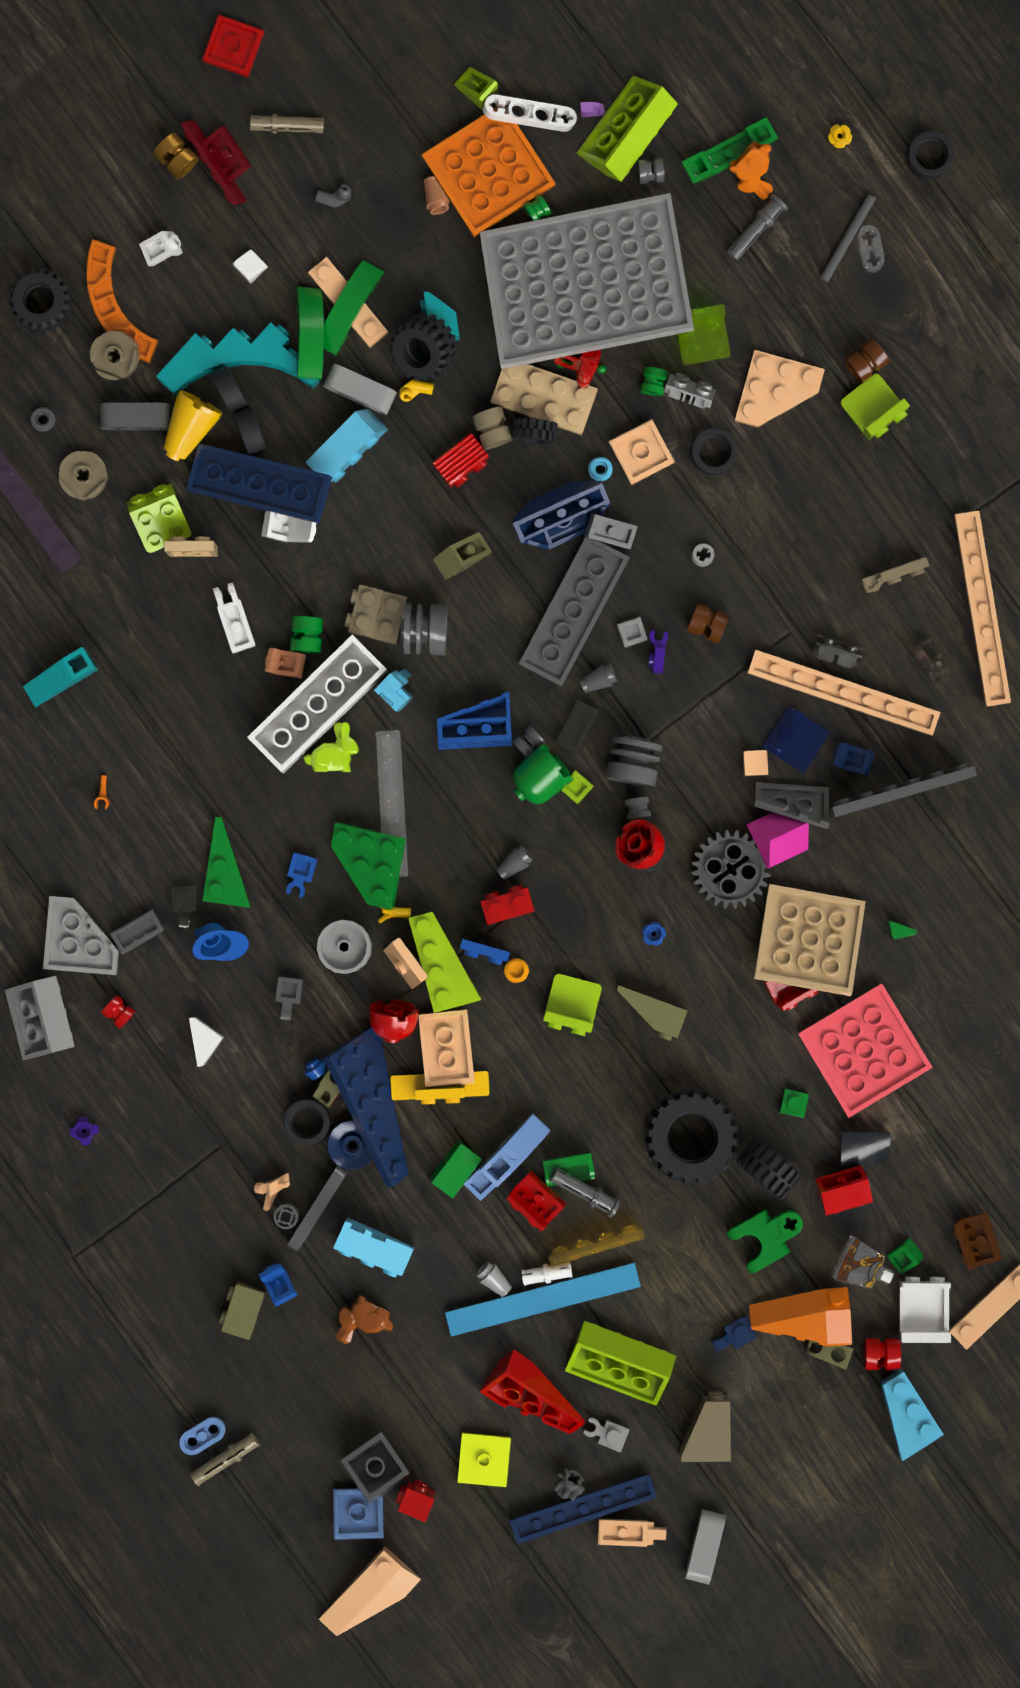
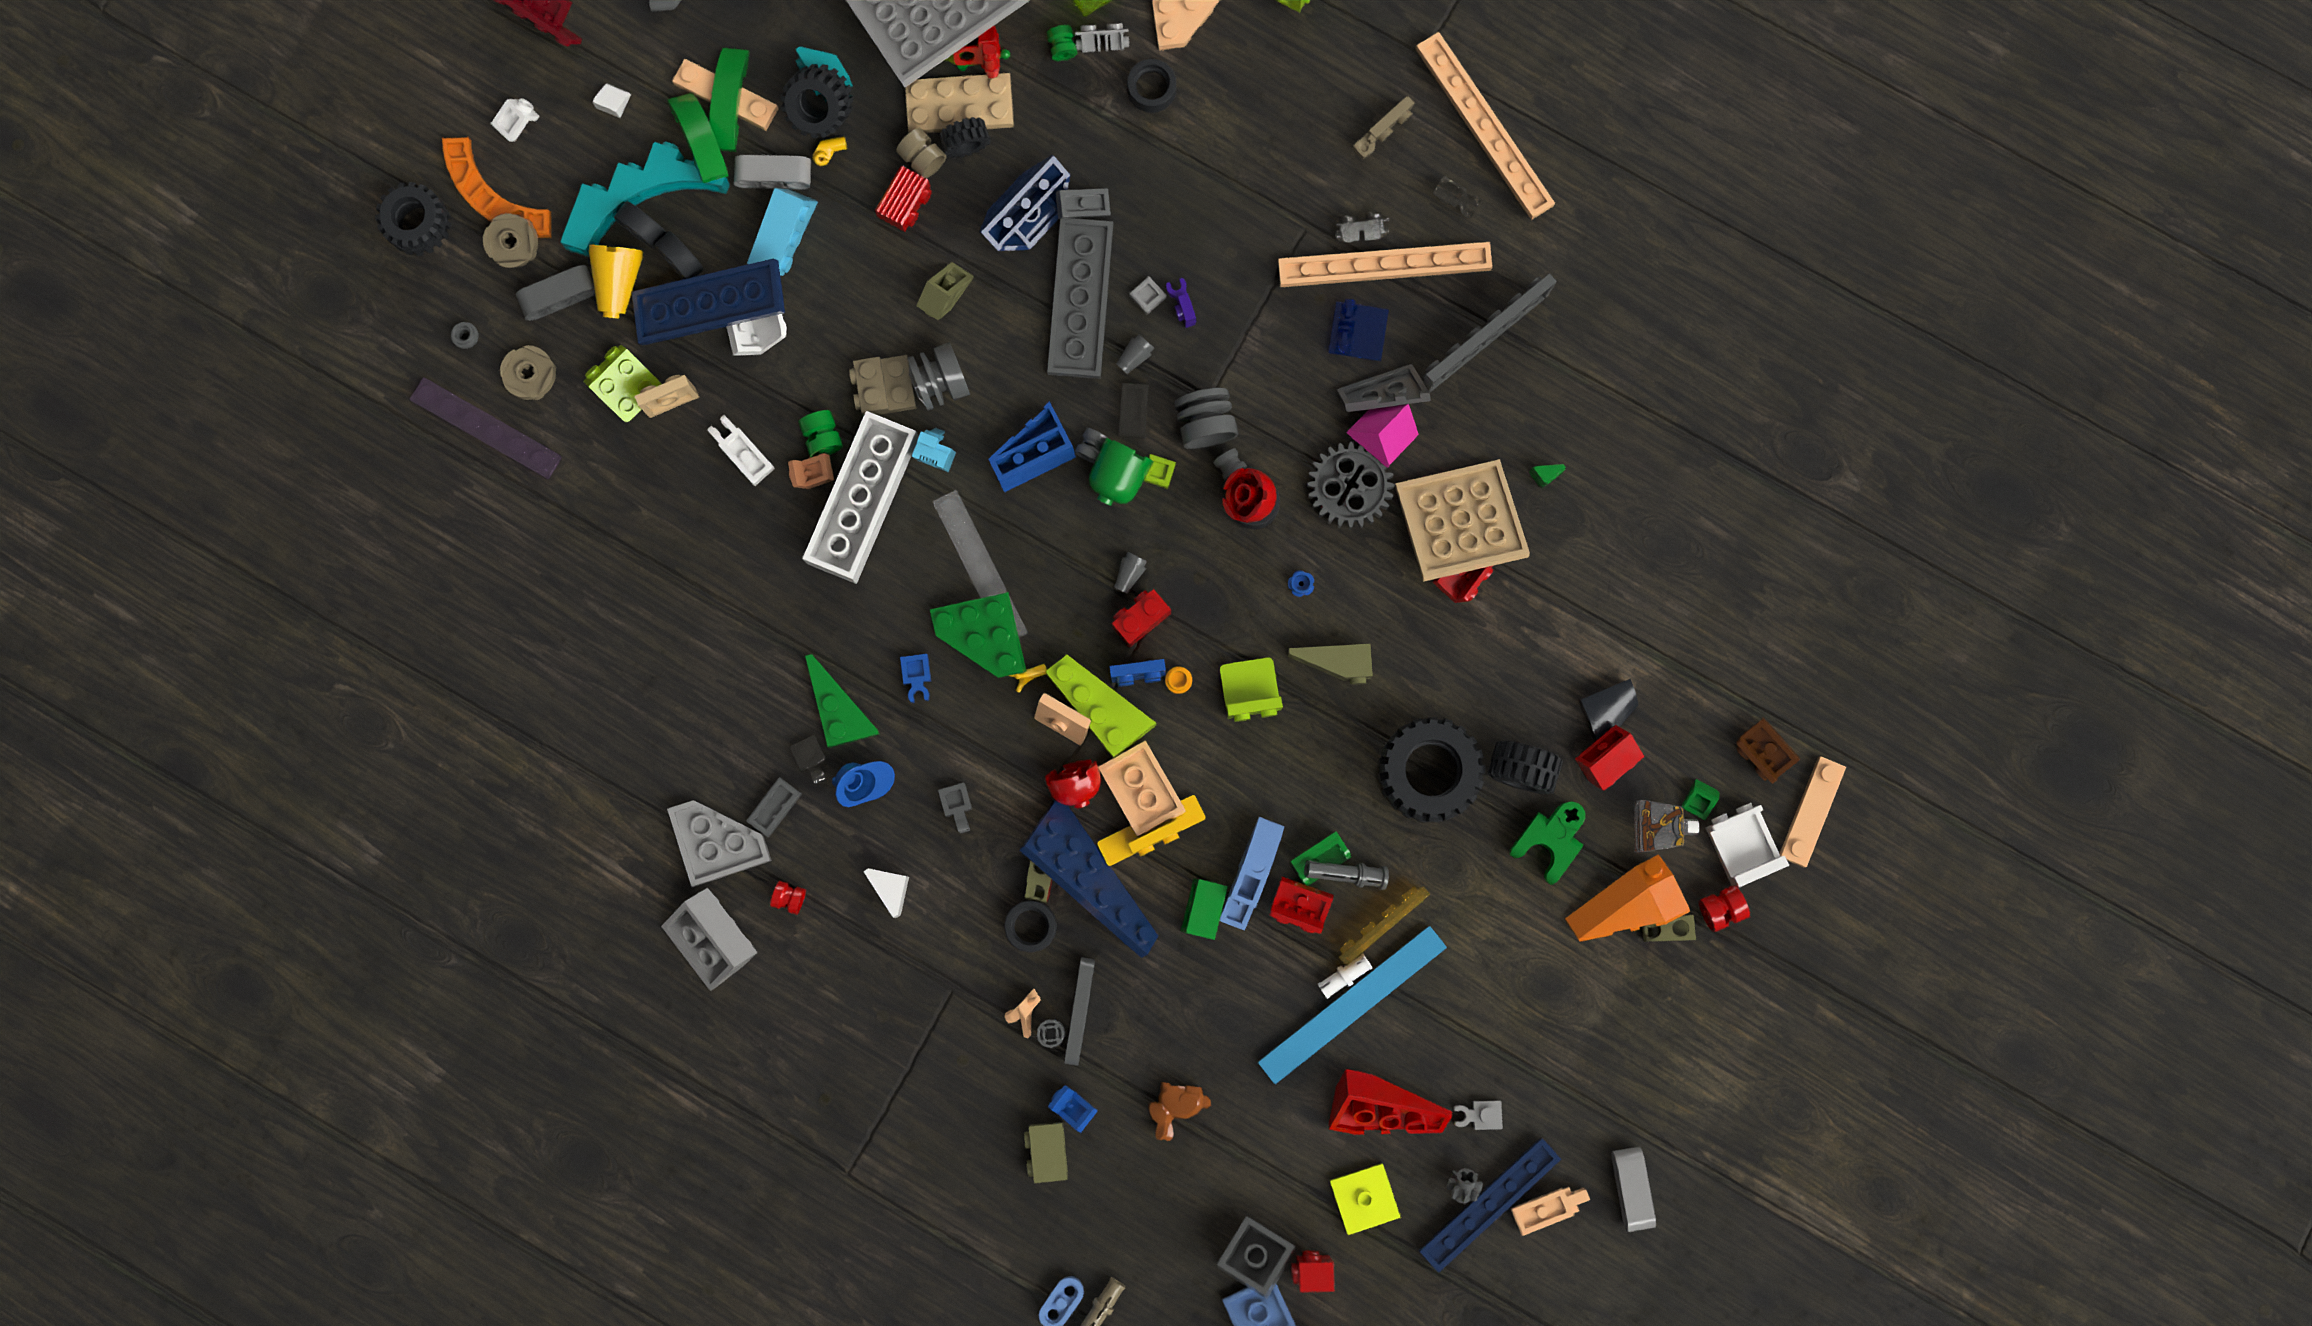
camera: 25 degrees left, 5 degrees down
(60, 676) = (587, 581): teal slope -> none
(83, 1123) = (797, 1040): dark purple plate -> none
(102, 793) = (679, 682): orange hand -> none
(179, 159) = (489, 22): pearl gold wheel -> none
(315, 1068) = (1016, 867): blue plate -> none
(334, 755) = (901, 542): lime animal -> none
(341, 1153) = (1077, 941): dark blue dish -> none
(357, 939) = (992, 746): light grey wheel -> none
(373, 1247) = (1155, 1027): medium azure wedge -> none
(492, 1277) = (1292, 1005): light grey cone -> none
(603, 462) = (1045, 142): medium azure plate -> none
(620, 1363) = (1462, 1035): lime slope -> none
(641, 452) = (1080, 116): light nougat plate -> none
(707, 561) = (1192, 194): light grey bush -> none
(708, 623) = (1210, 255): reddish brown wheel -> none
(709, 1431) = (1584, 1065): dark tan slope -> none
(737, 1333) = (1566, 953): dark blue plate -> none
(755, 763) = (1327, 371): light nougat slope -> none
(794, 1103) = (1518, 693): green plate -> none
(853, 759) = (1424, 324): dark blue bracket -> none
(864, 1050) = (1566, 608): coral plate -> none
(909, 1417) = (1779, 959): medium azure wedge -> none

